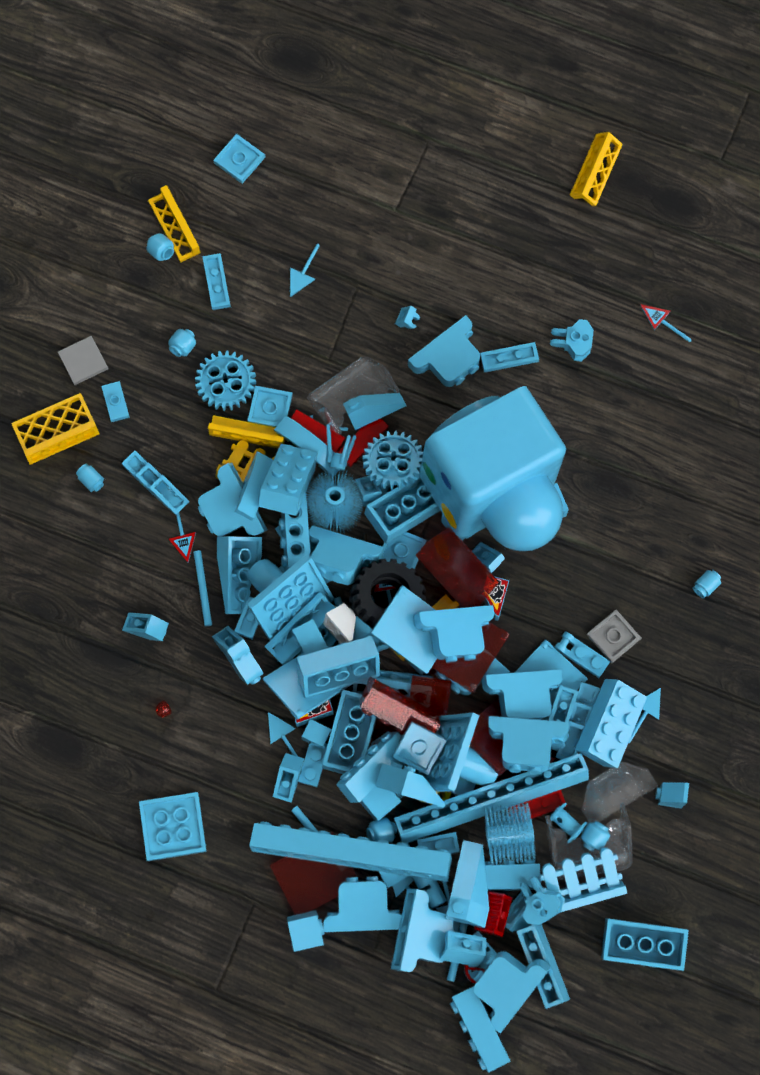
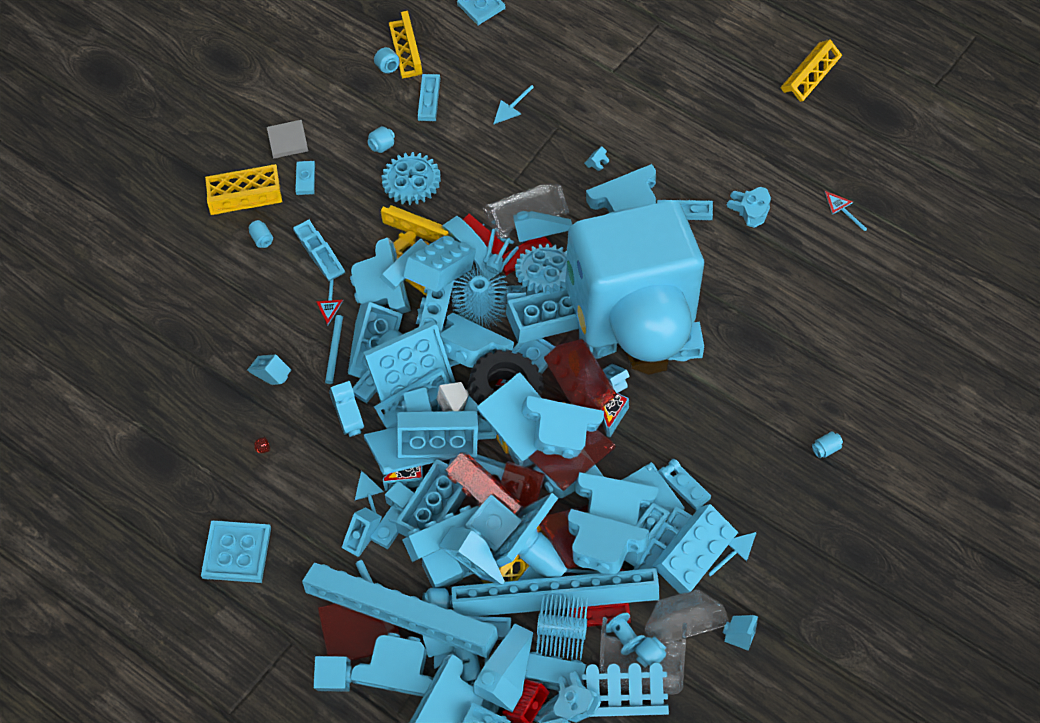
camera: 20 degrees right, 15 degrees down
(269, 406) = (445, 206): medium azure plate -> none
(614, 636) = (721, 474): light grey tile -> none

